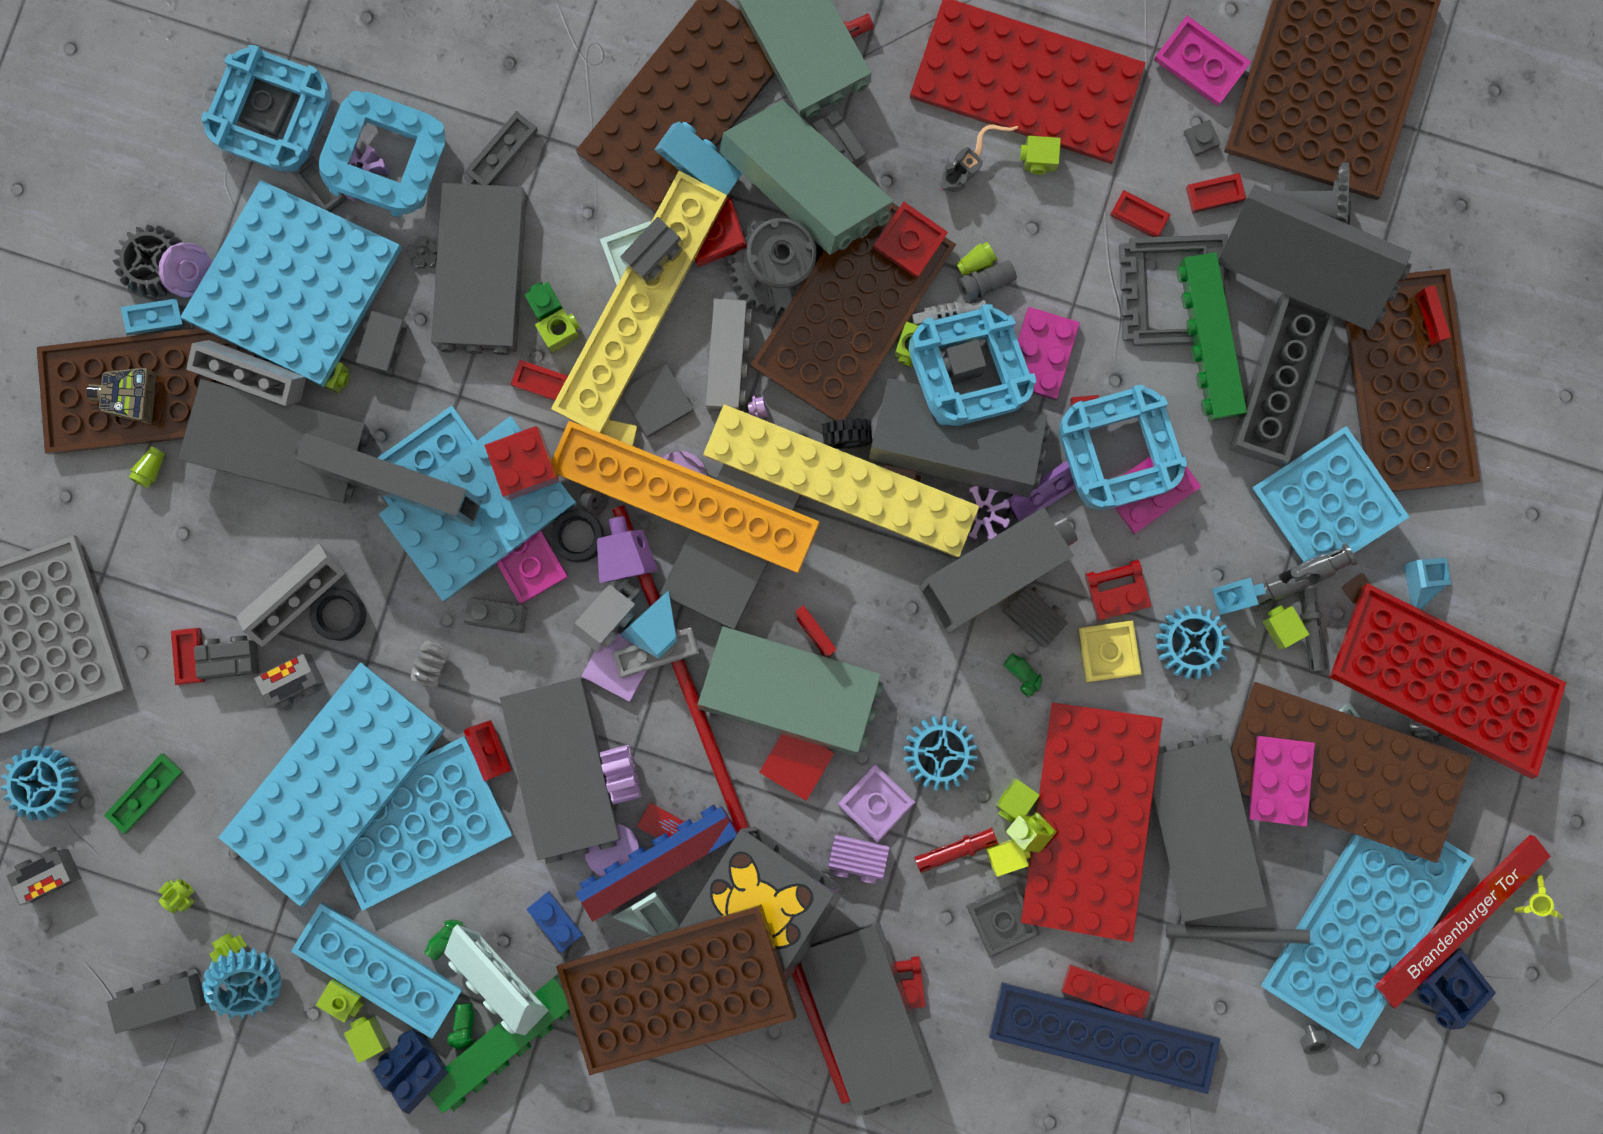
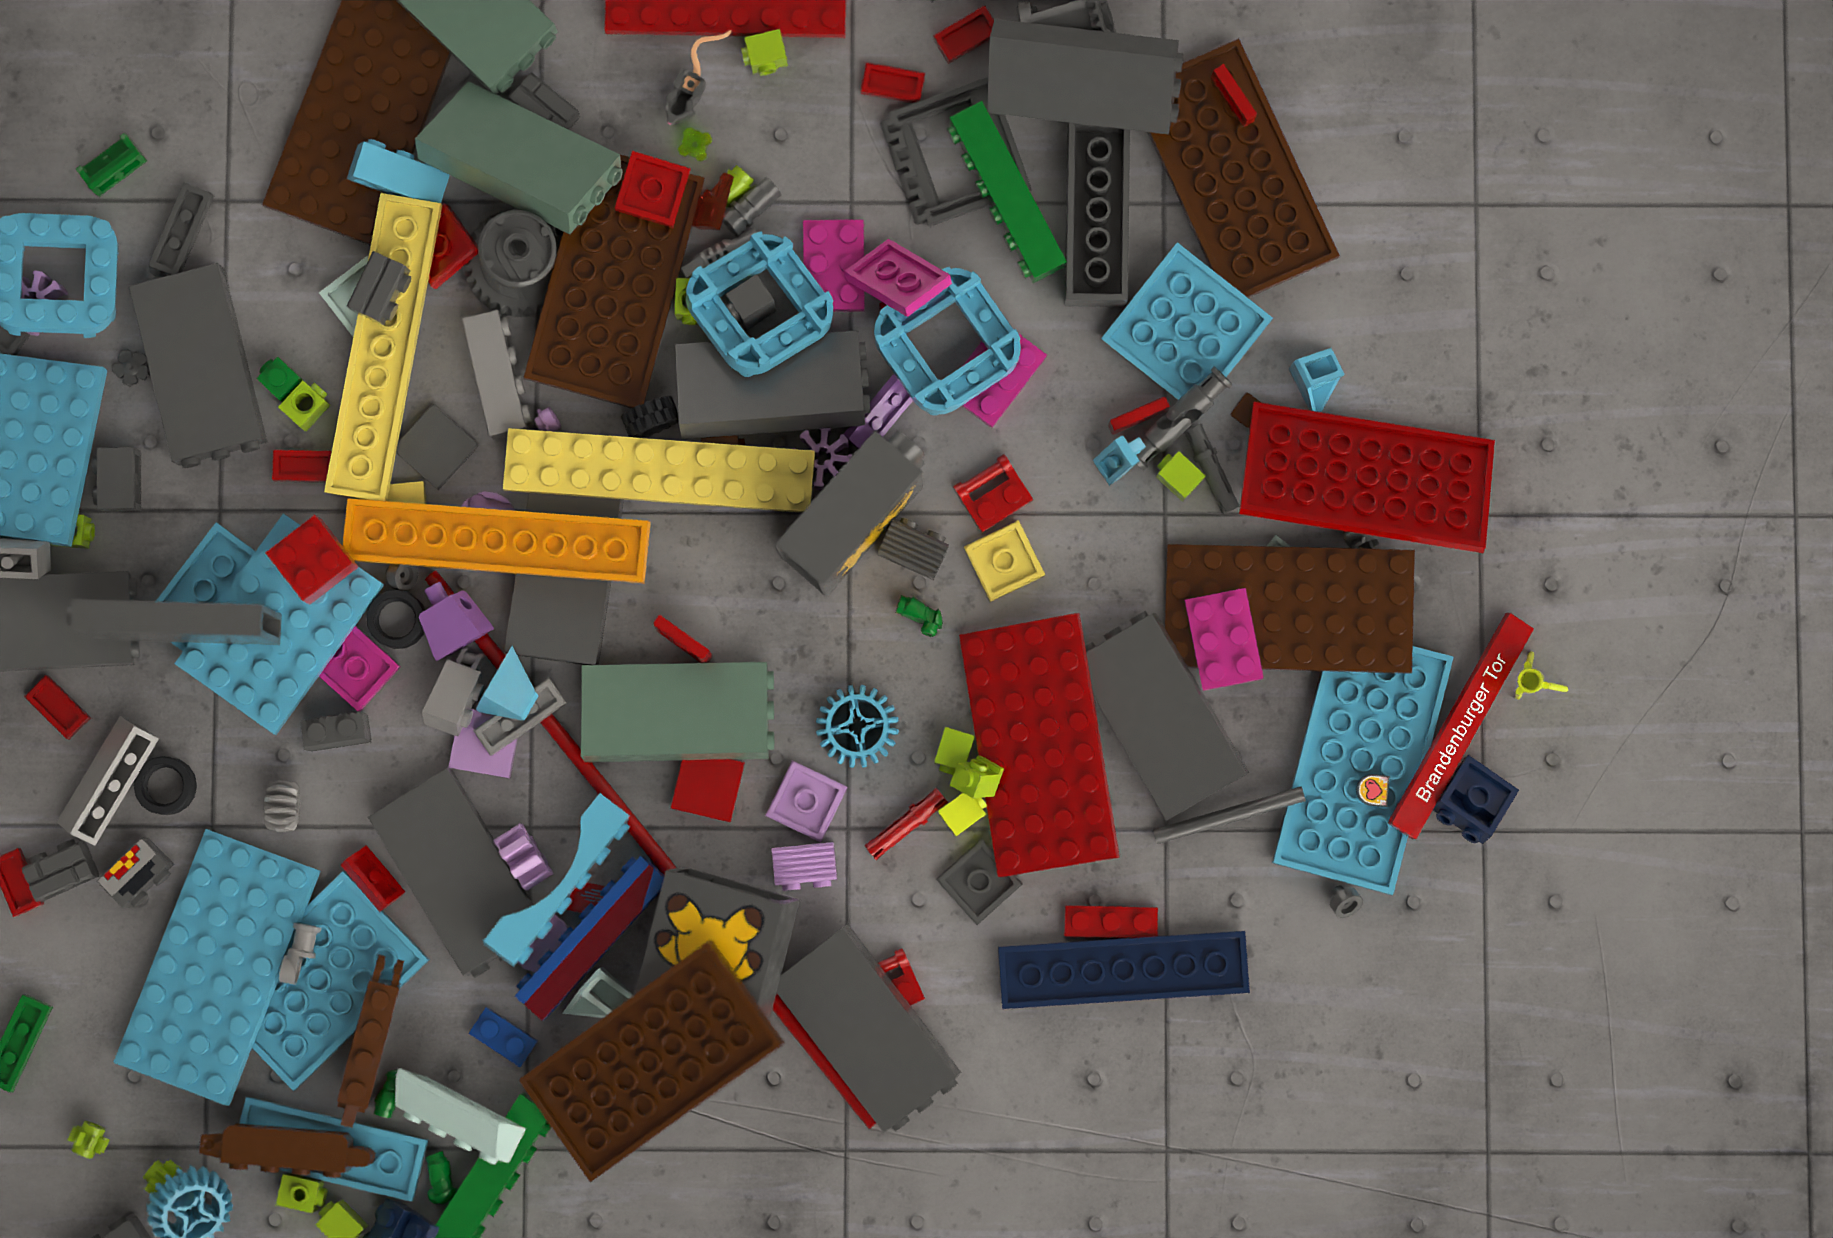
camera: 20 degrees left, 0 degrees up
(269, 518) = (57, 707): none -> red tile
(340, 960) = (286, 1148): none -> reddish brown hinge
(408, 792) = (302, 947): none -> light grey connector
(439, 891) = (368, 1042): none -> reddish brown hinge
(461, 79) = (111, 165): none -> green hinge
(595, 839) = (517, 931): none -> medium azure arch
(956, 206) = (689, 138): none -> clear neon green plate
(956, 269) = (712, 205): none -> clear red tile
(1097, 380) = (898, 277): none -> dark pink plate
(1202, 651) = (1075, 516): medium azure gear -> none
(1264, 563) = (1138, 415): none -> red tile
(1370, 953) = (1373, 790): none -> tile

